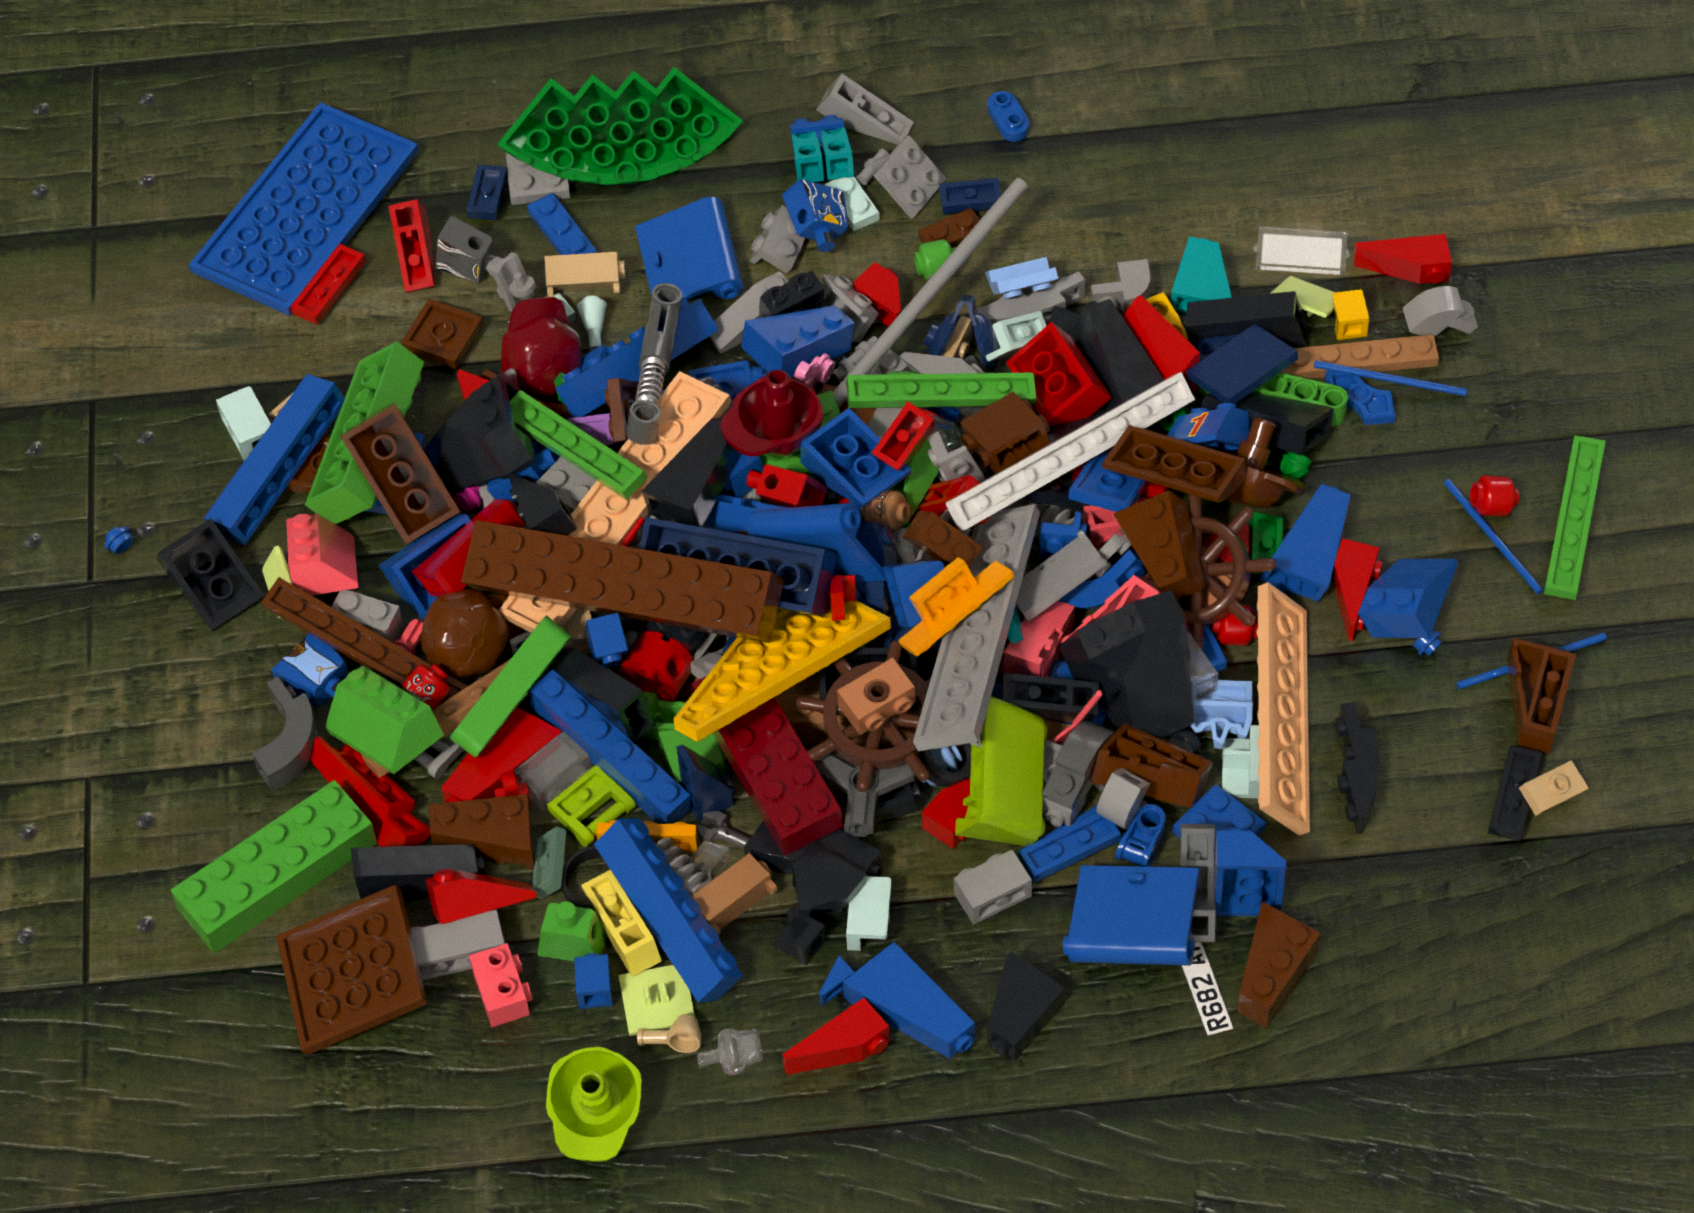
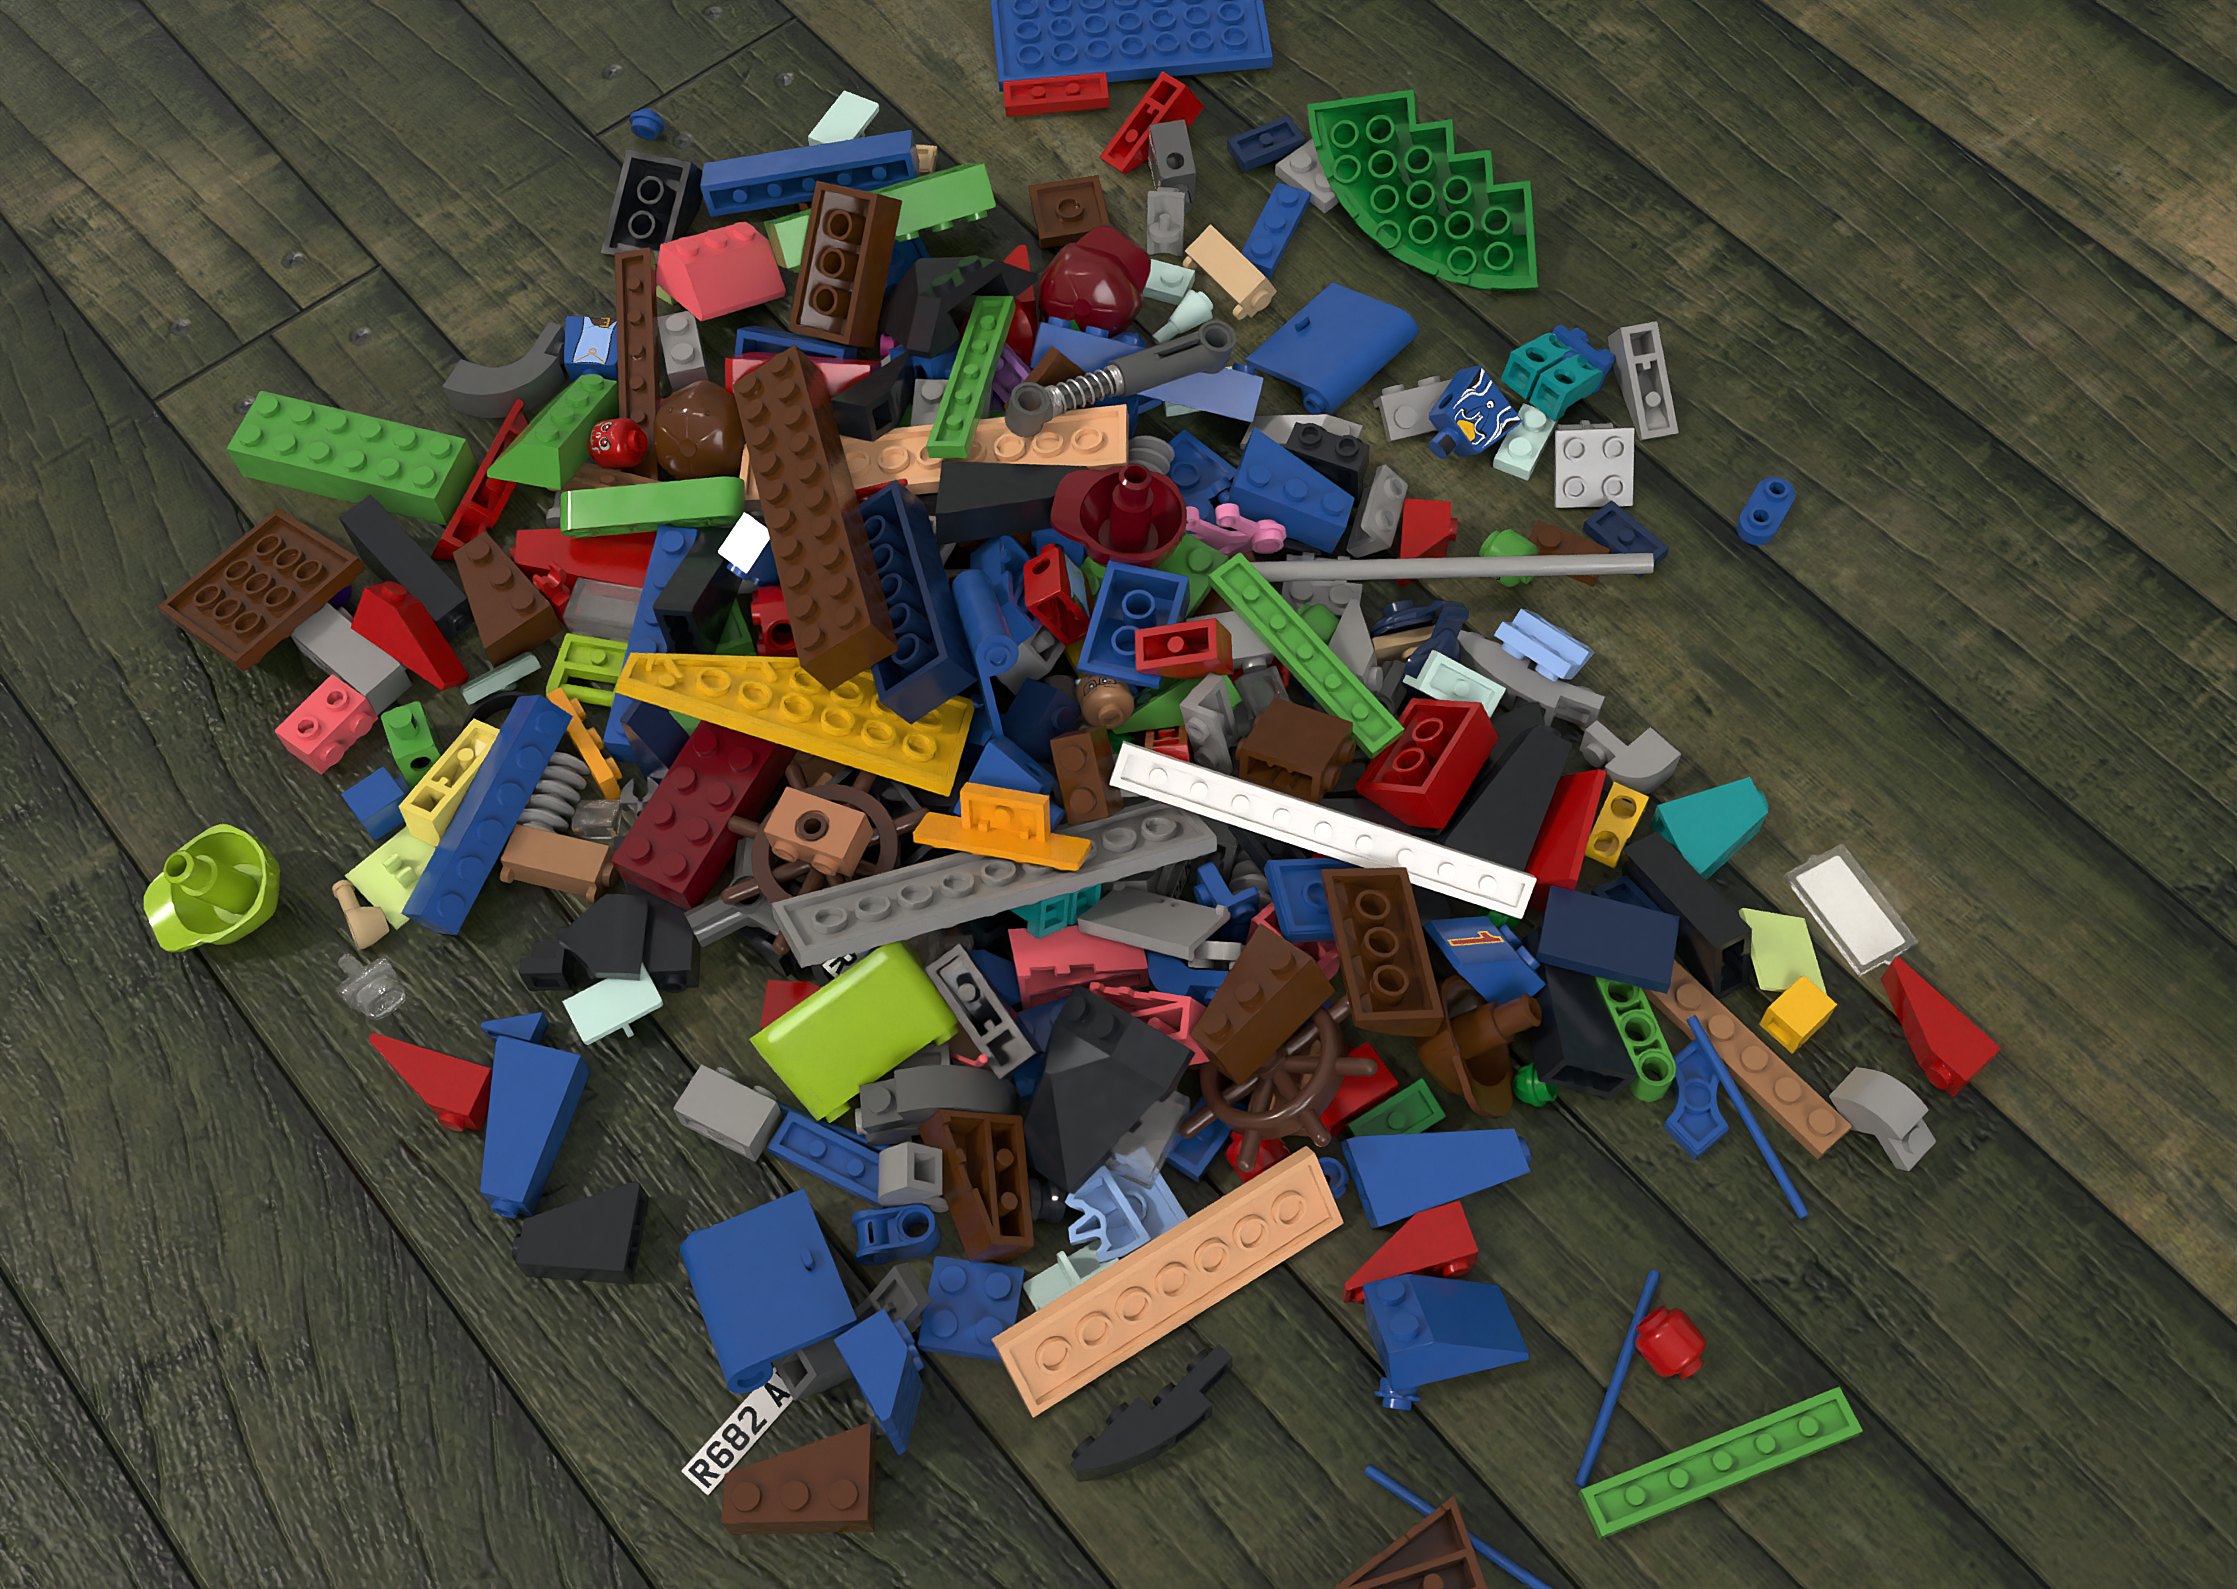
camera: 55 degrees right, 5 degrees up
(841, 590) = (948, 716): red slope -> none

